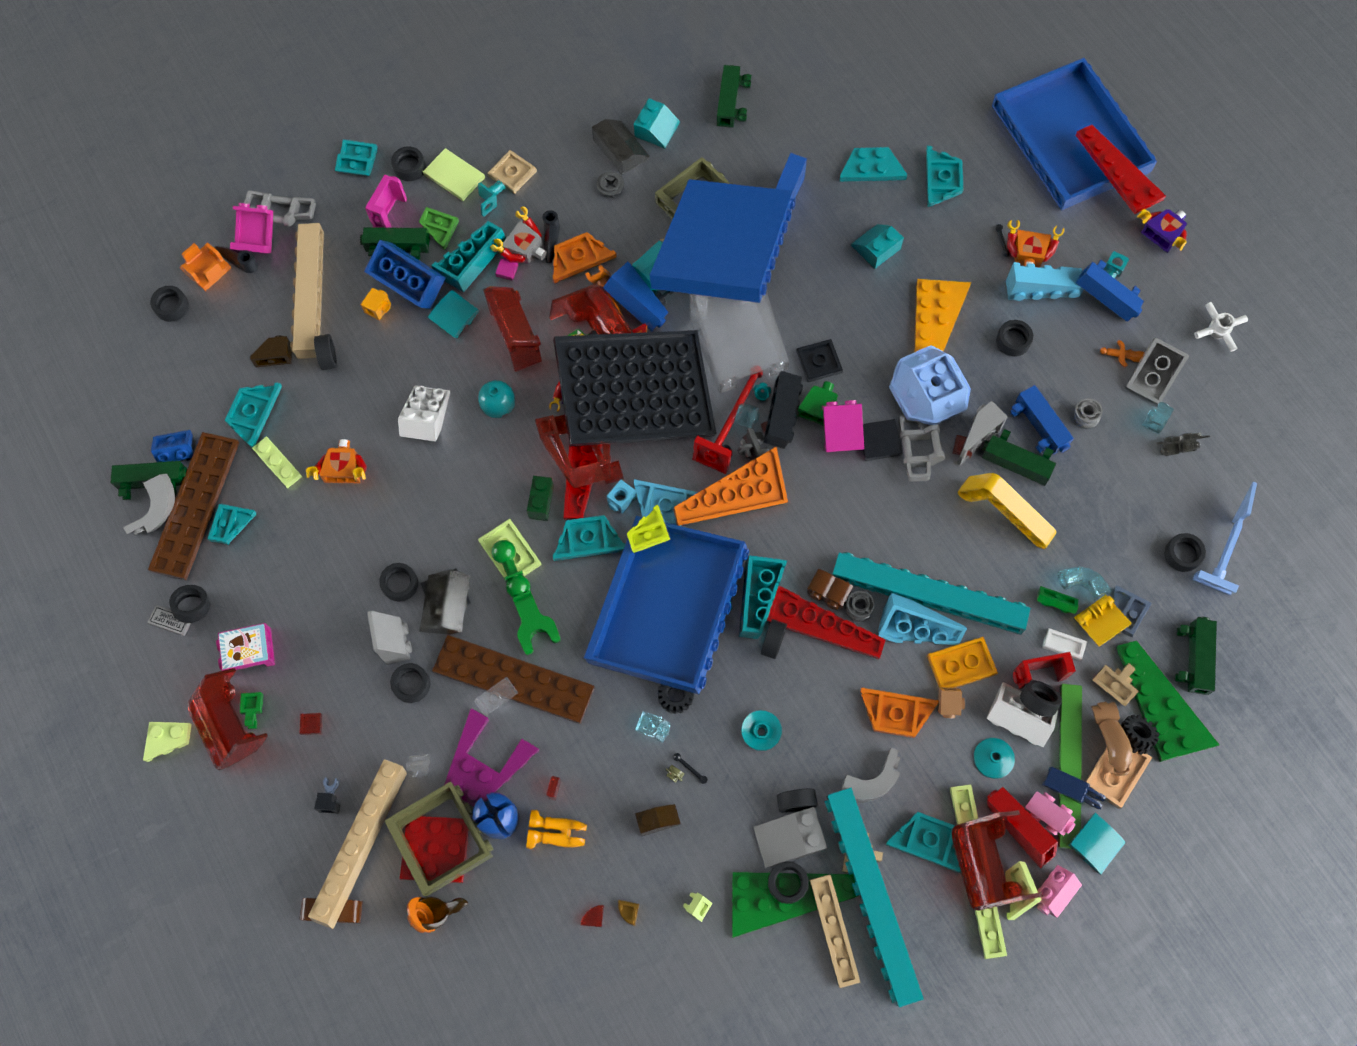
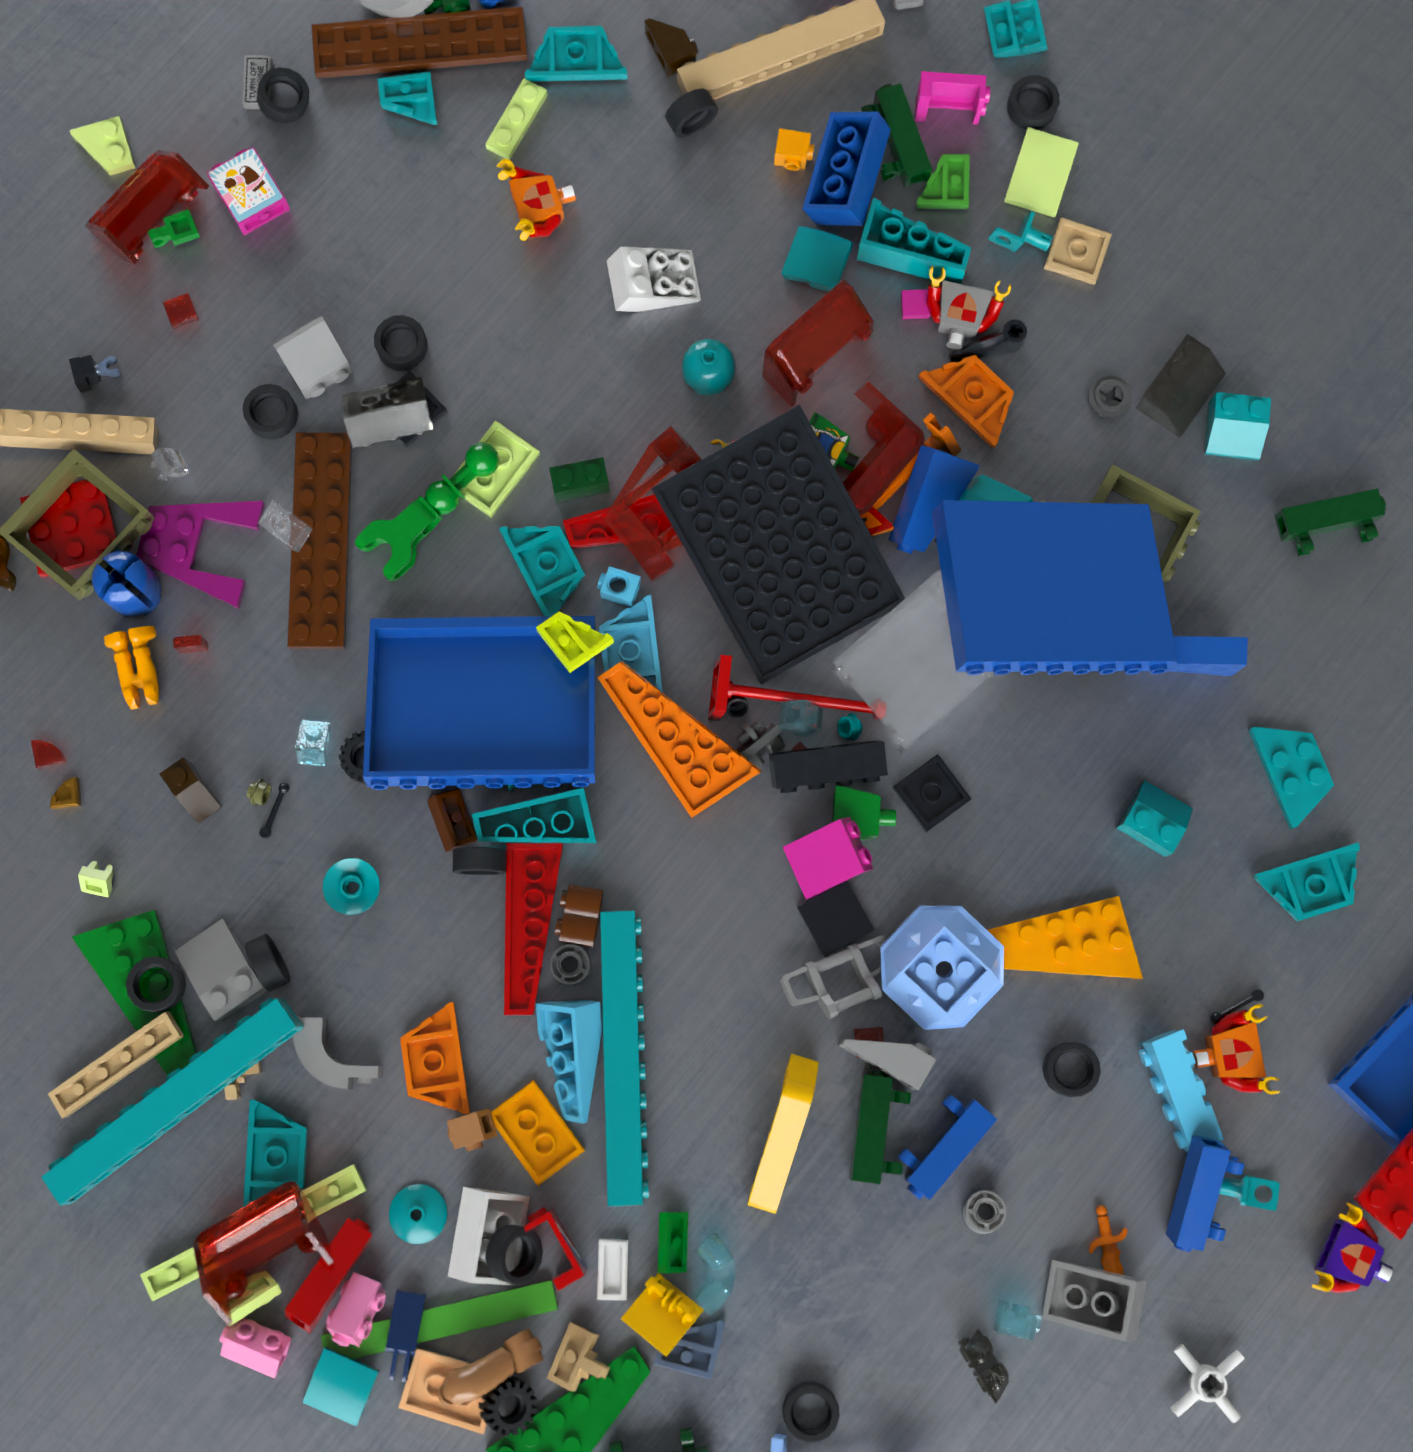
camera: 65 degrees right, 10 degrees up
(737, 653) = (452, 819): none -> reddish brown slope

